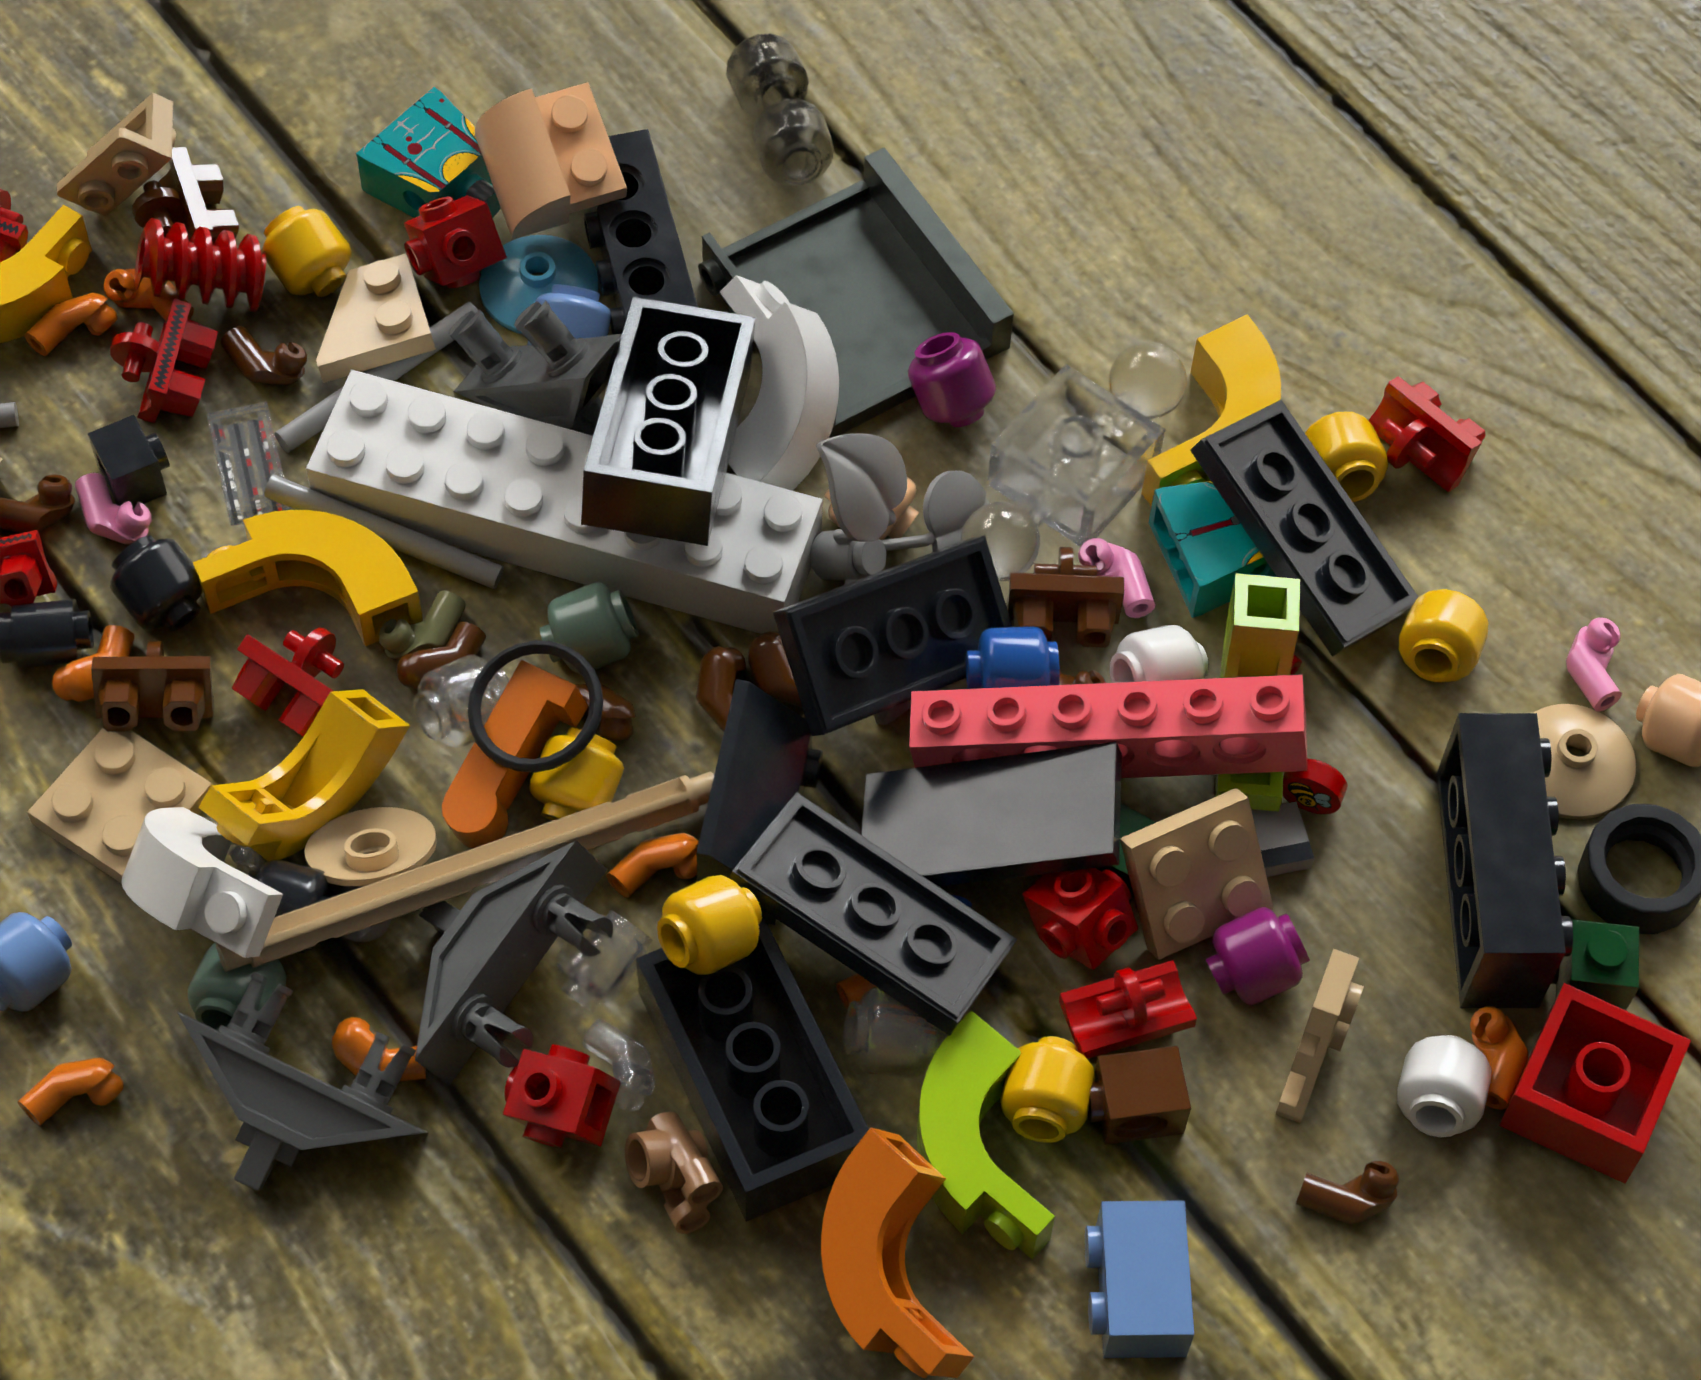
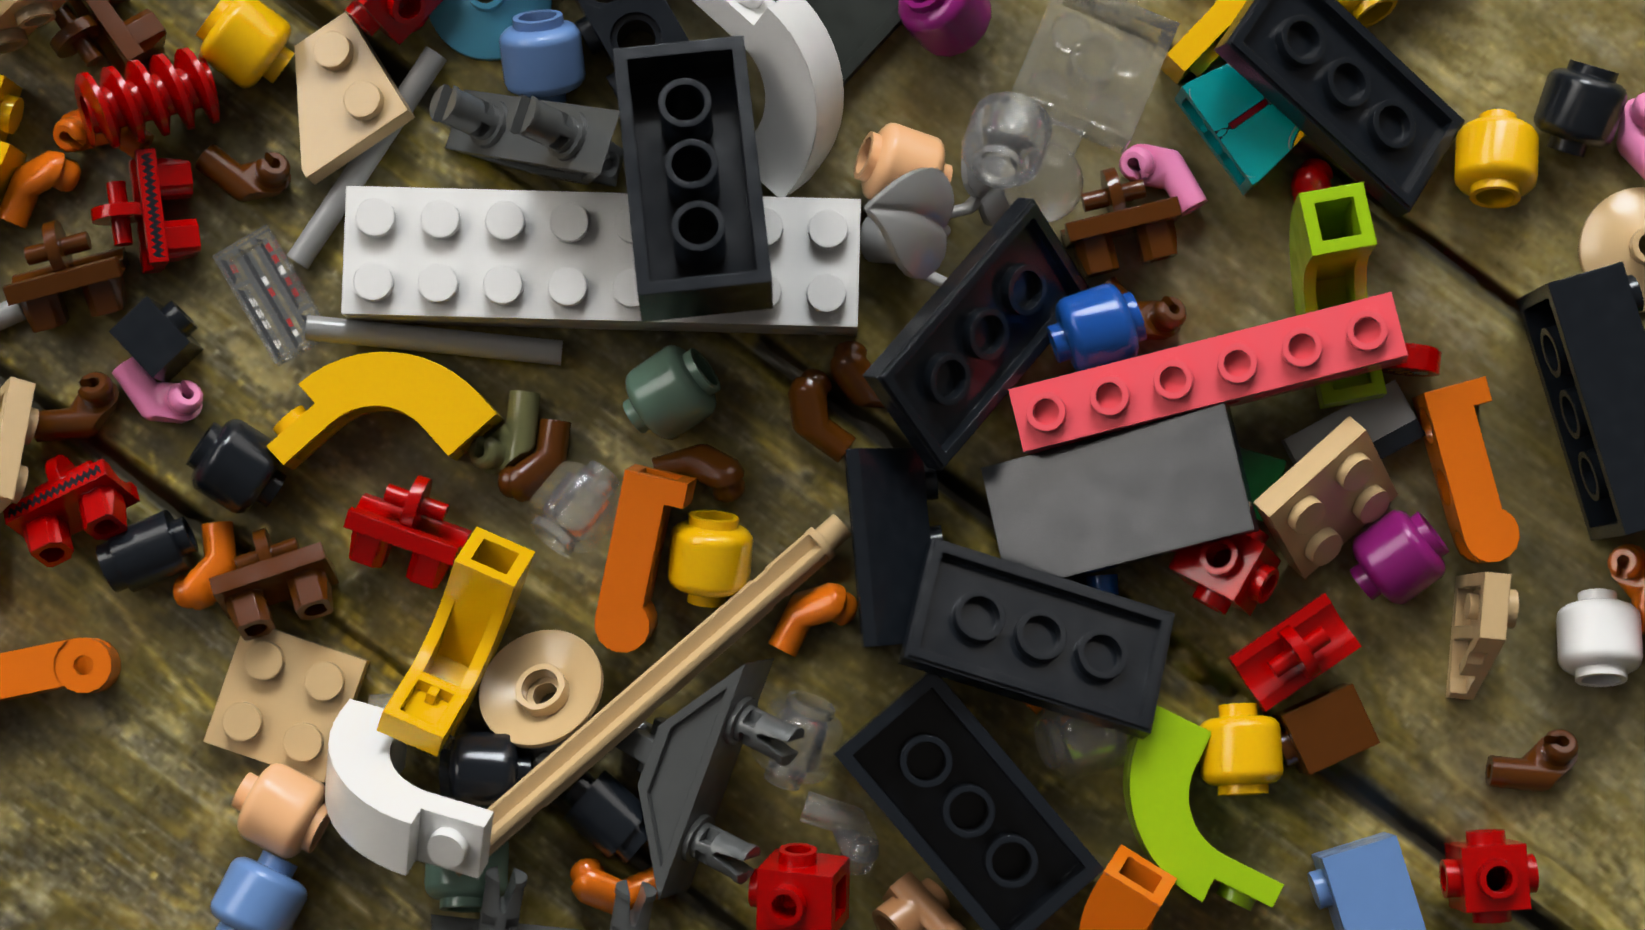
camera: 15 degrees left, 25 degrees up
(41, 395) = (42, 288): none -> reddish brown hips
(78, 886) = (281, 810): none -> light nougat head
(390, 980) = (606, 815): none -> black brick
(569, 752) = (701, 478): black tyre -> none
(709, 925) = (898, 716): yellow head -> none
(974, 476) = (1006, 139): none -> clear head
(1159, 656) = (1231, 276): white head -> none
(1272, 1276) = (1466, 869): none -> red brick
(1341, 848) = (1463, 471): none -> orange leg
(1536, 613) = (1580, 107): none -> black head

